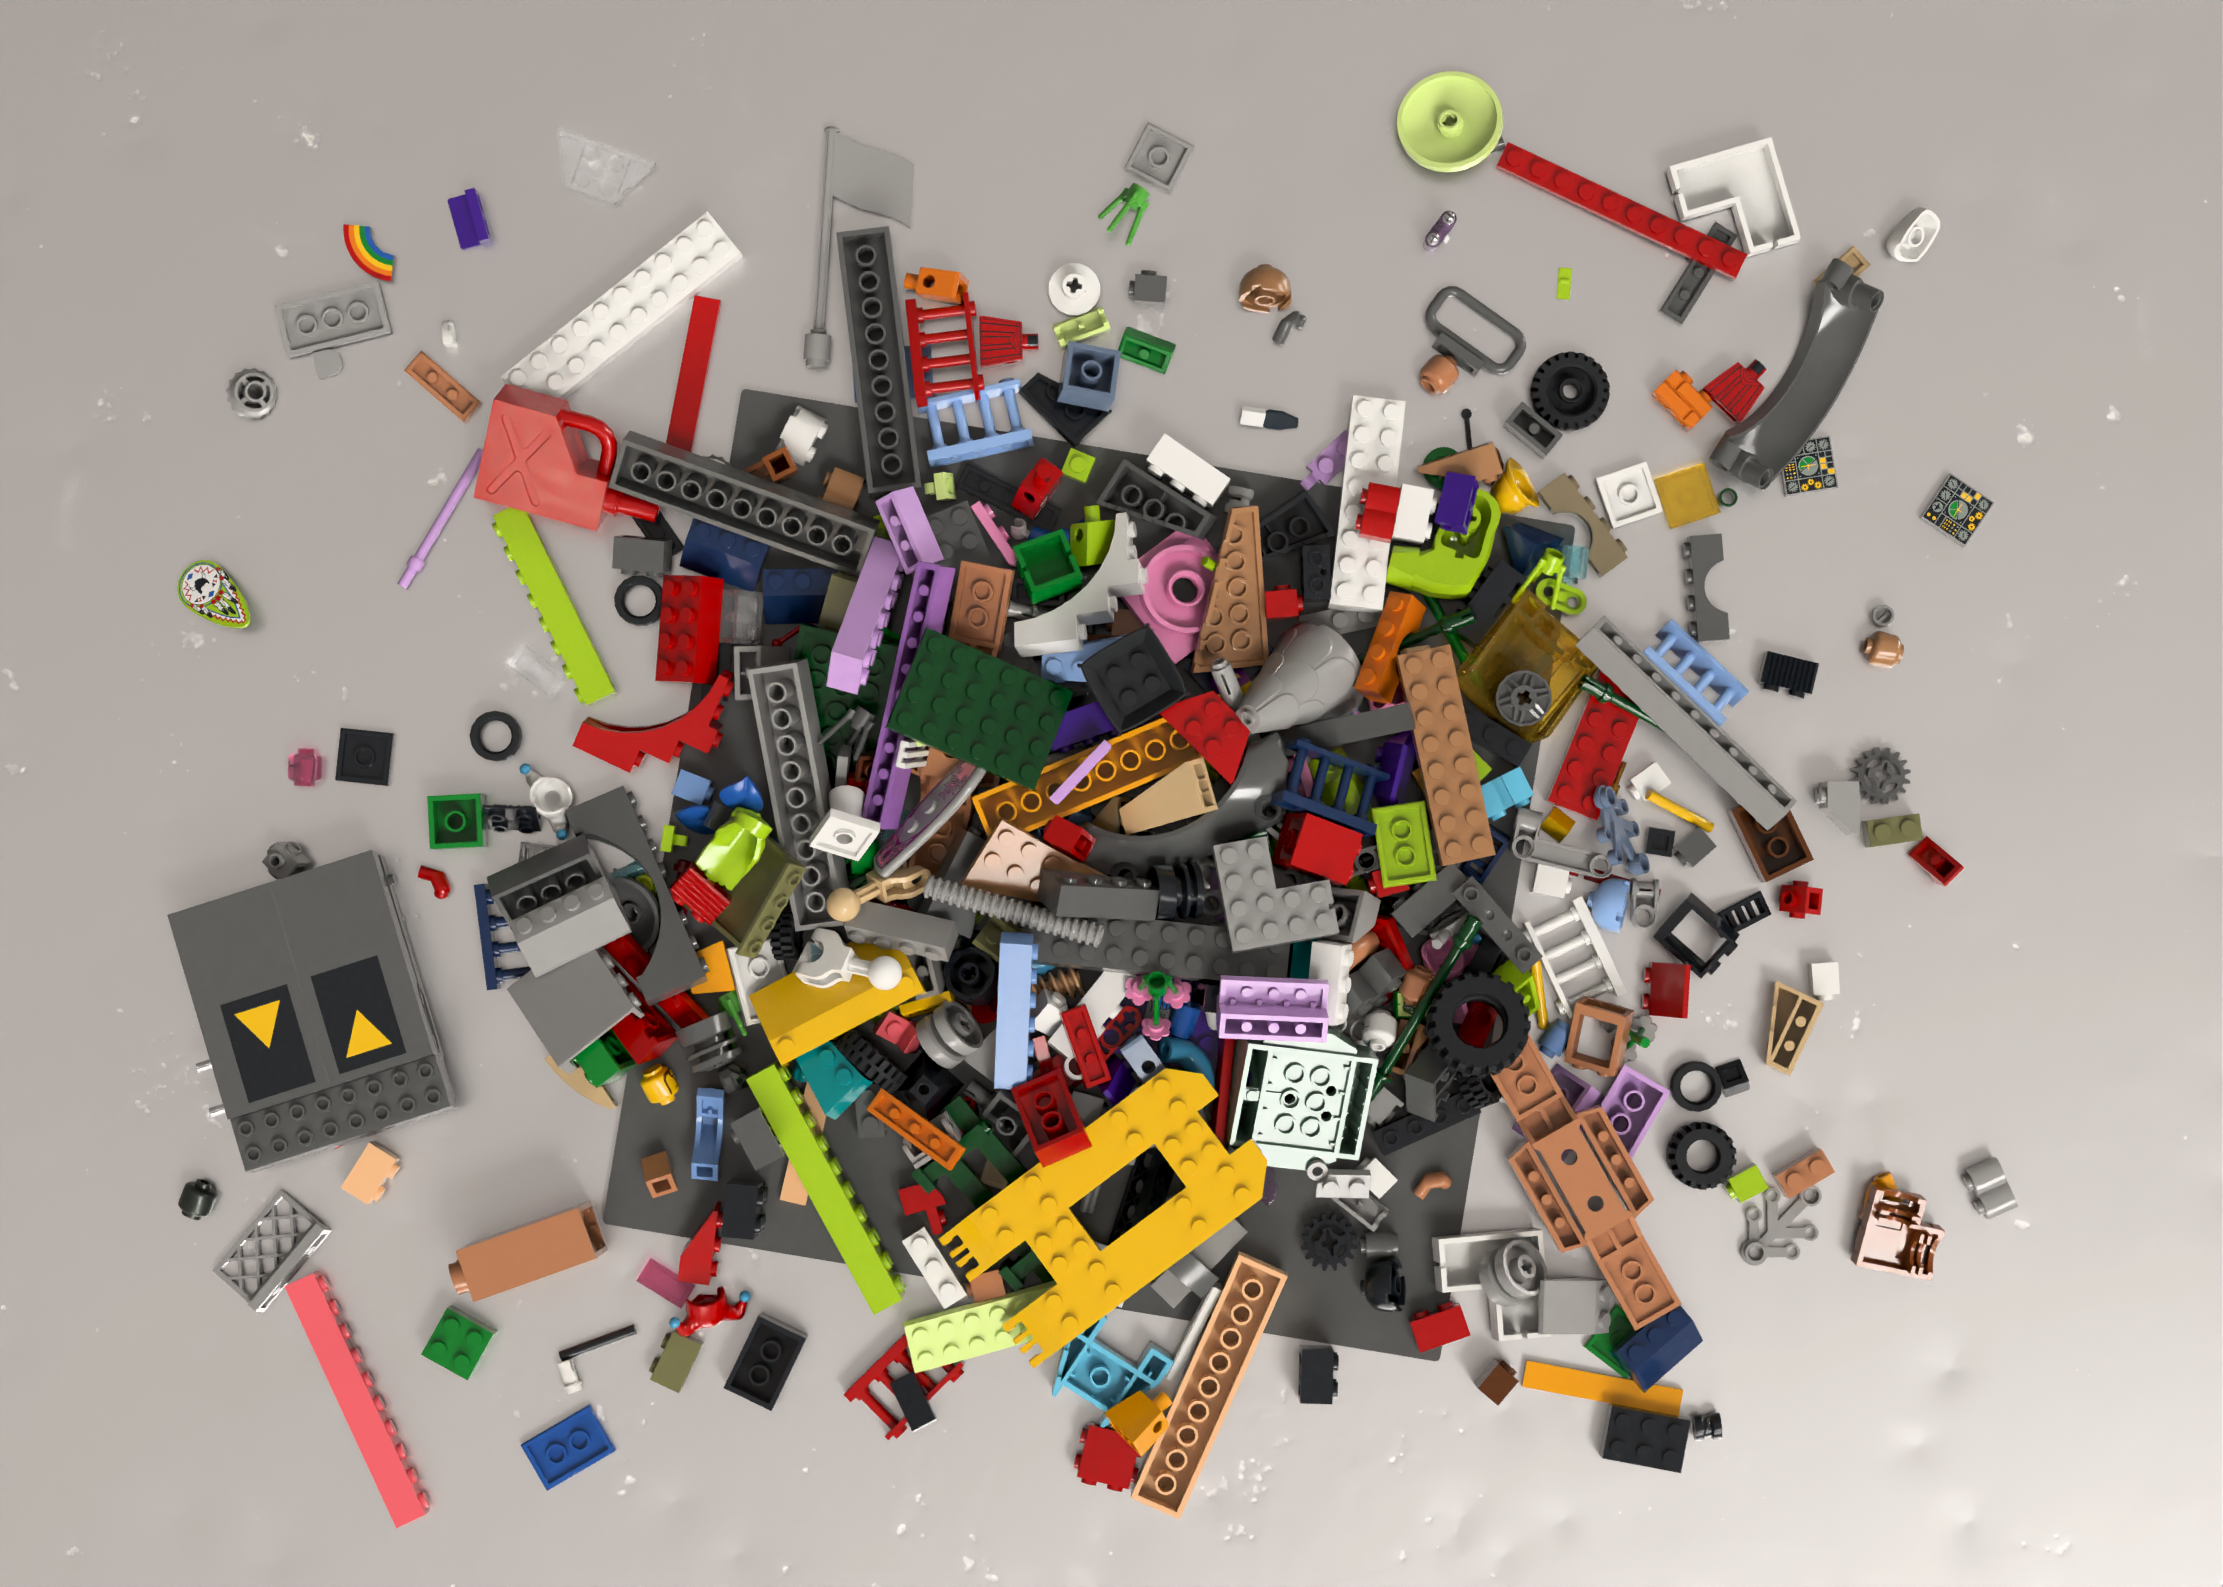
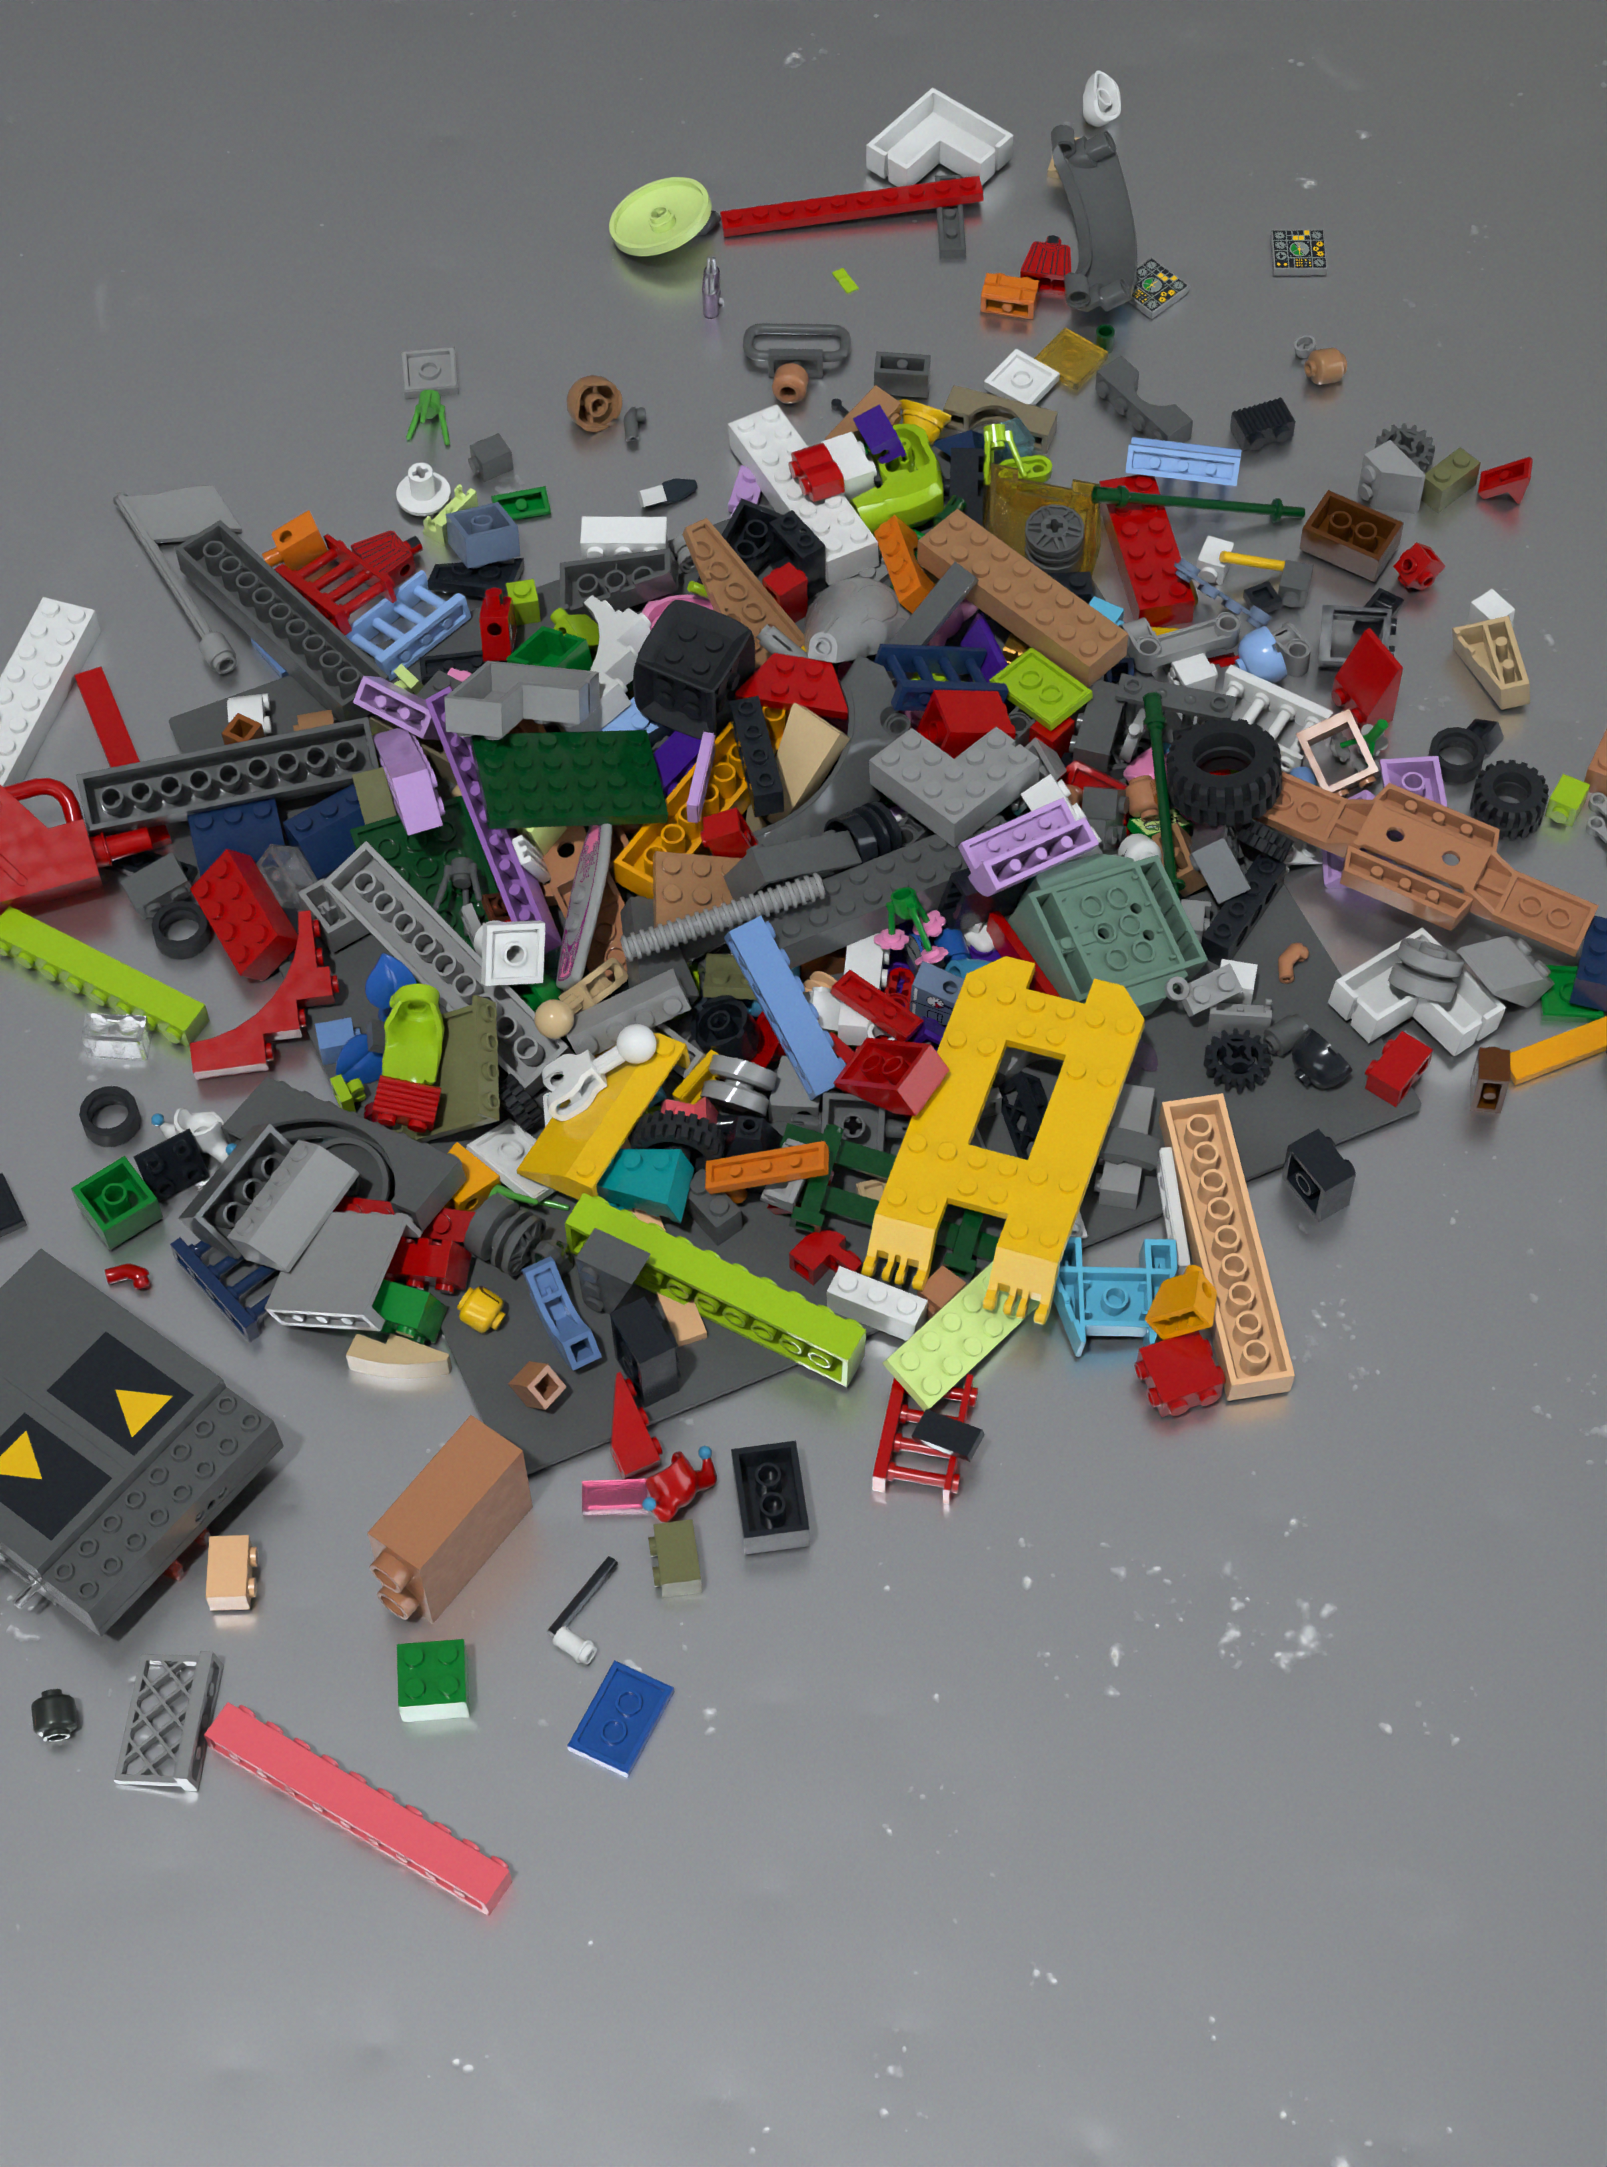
camera: 30 degrees left, 30 degrees down
(987, 604) = (506, 693): none -> light grey piece
(1133, 782) = (756, 756): none -> black brick
(1573, 370) = (913, 332): black wheel -> none
(1686, 723) = (1208, 476): light grey brick -> none

